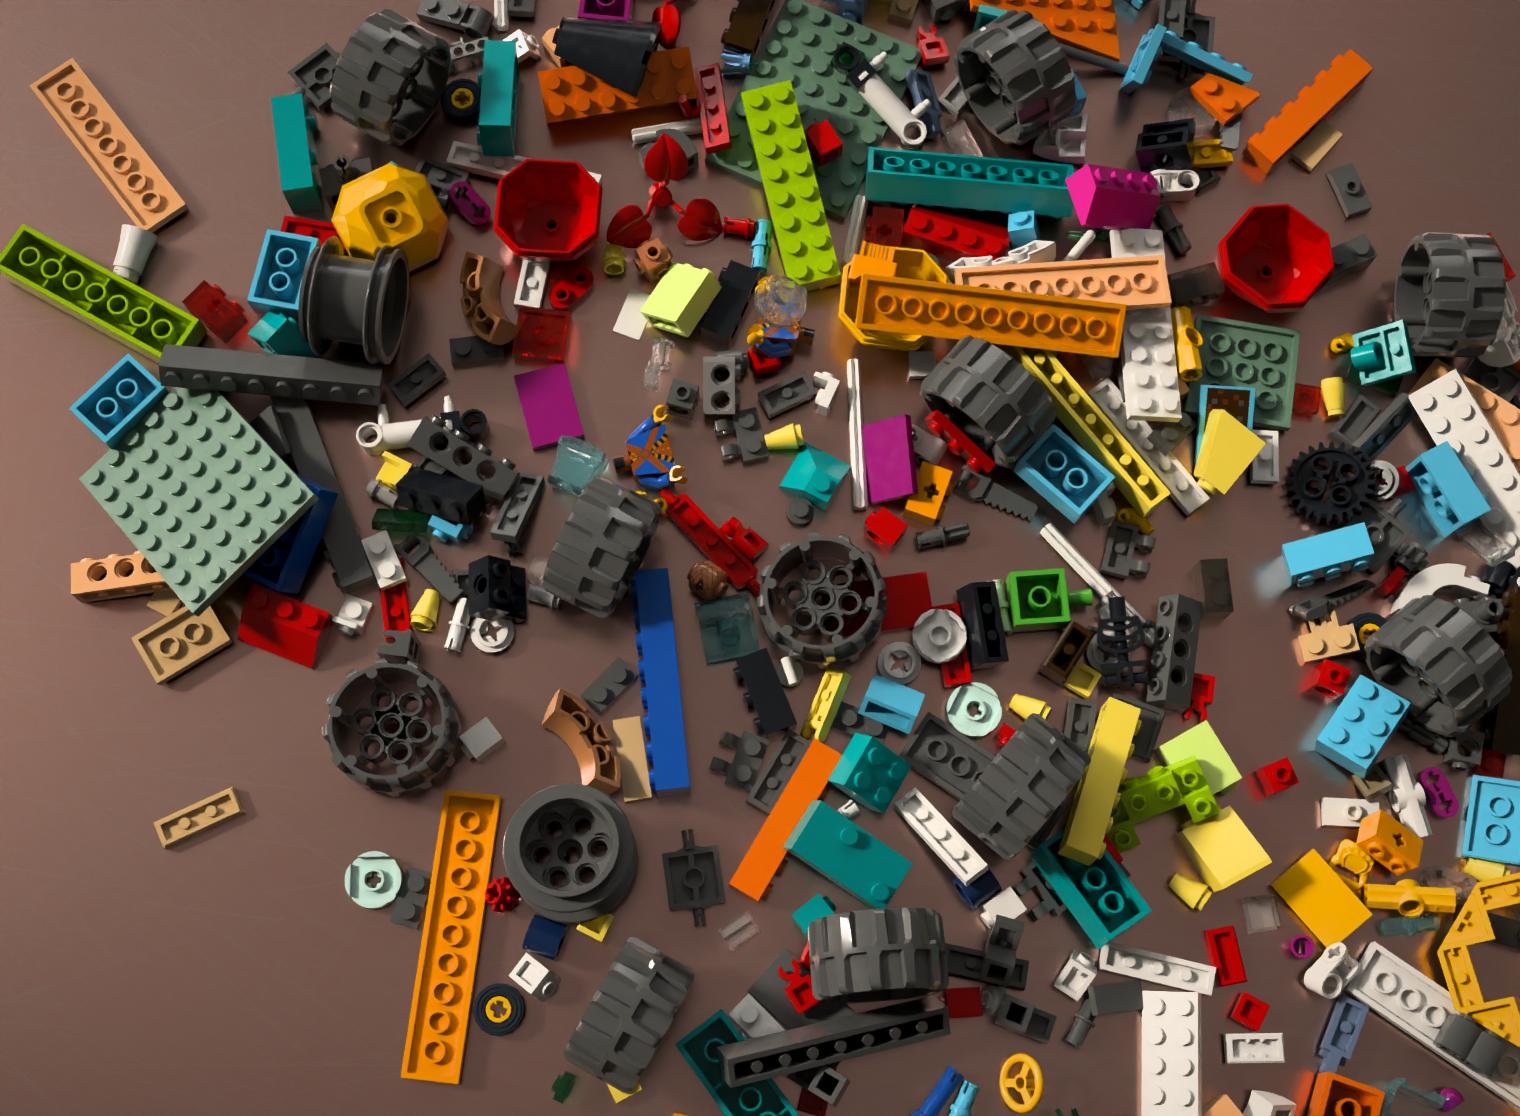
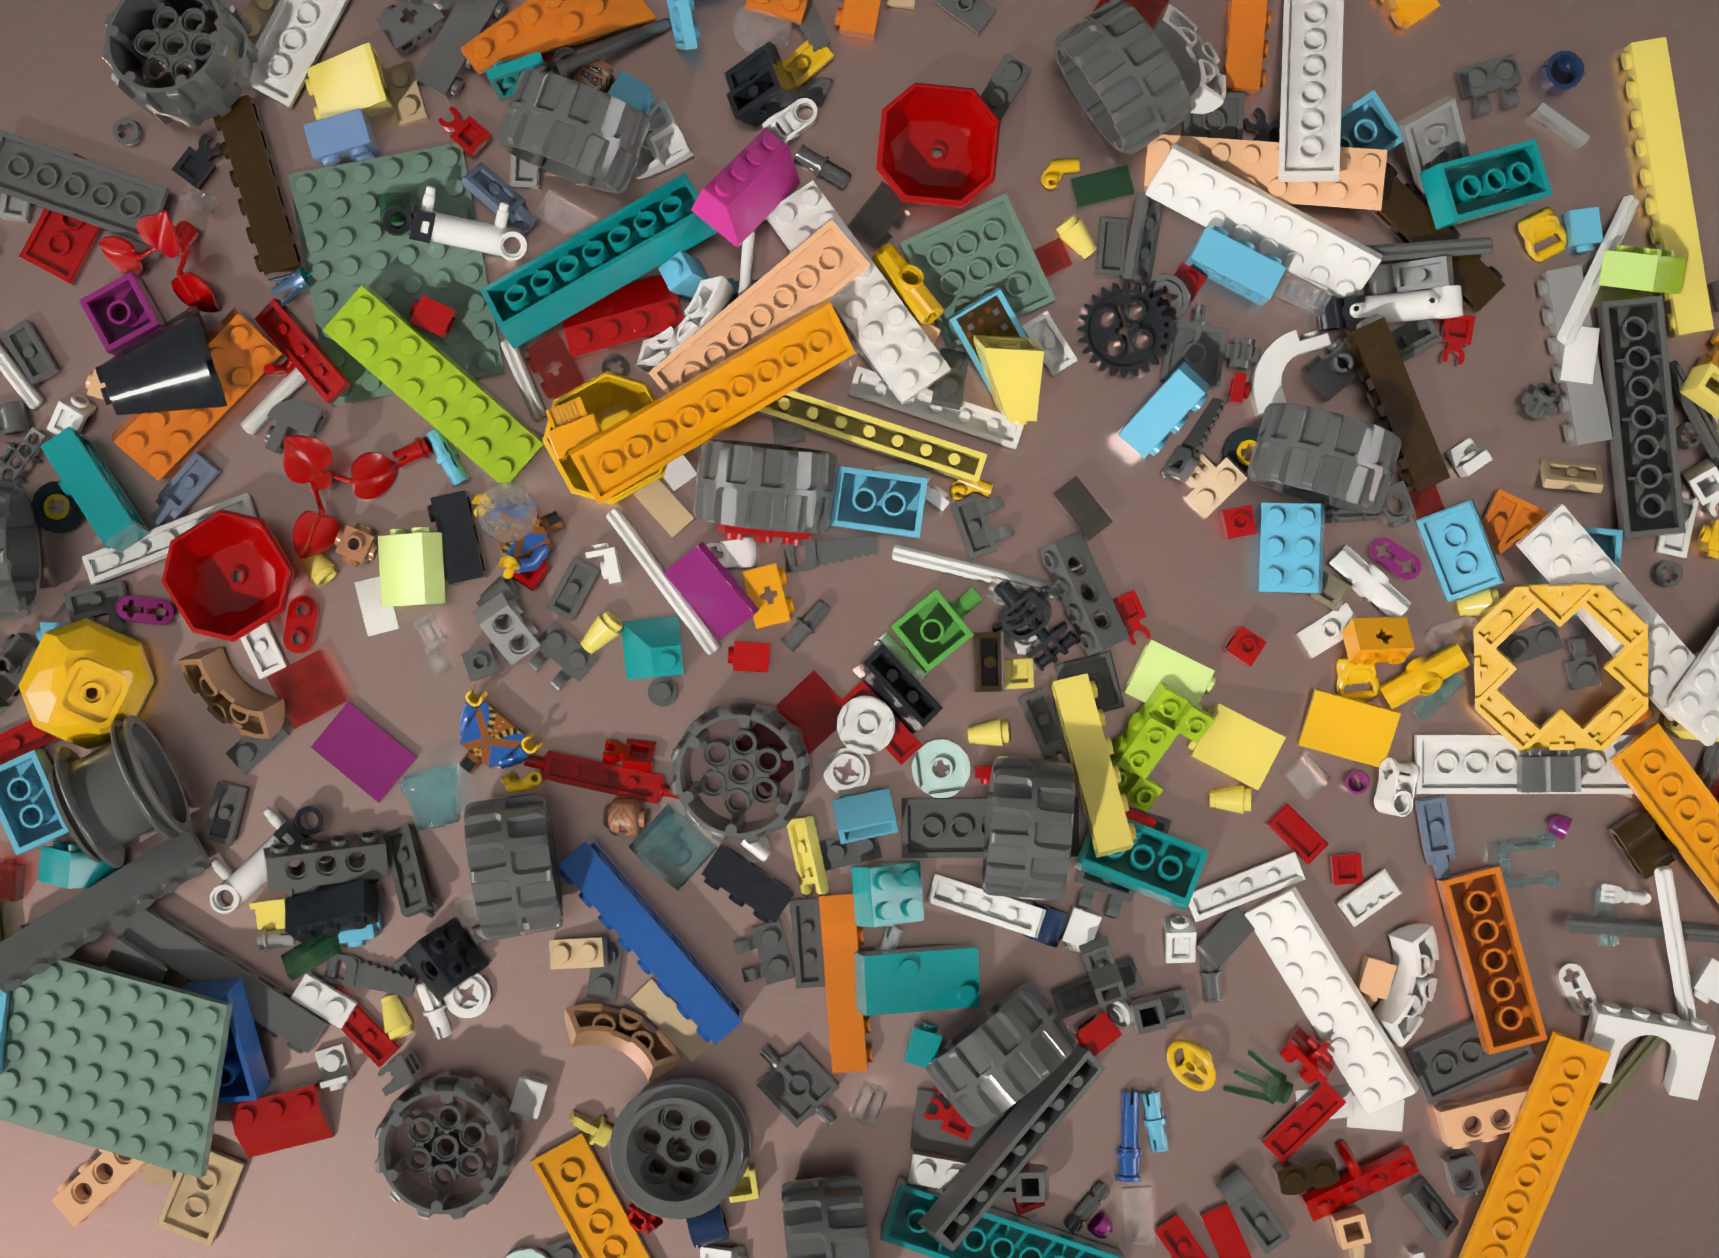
camera: 30 degrees left, 15 degrees up
(512, 802) = (597, 1130): none -> light yellow piece
(560, 144) = (184, 488): none -> sand blue hinge
(599, 657) = (578, 953): none -> tan plate
(894, 382) = (664, 507): none -> tan tile
(1383, 353) = (1096, 169): teal plate -> none

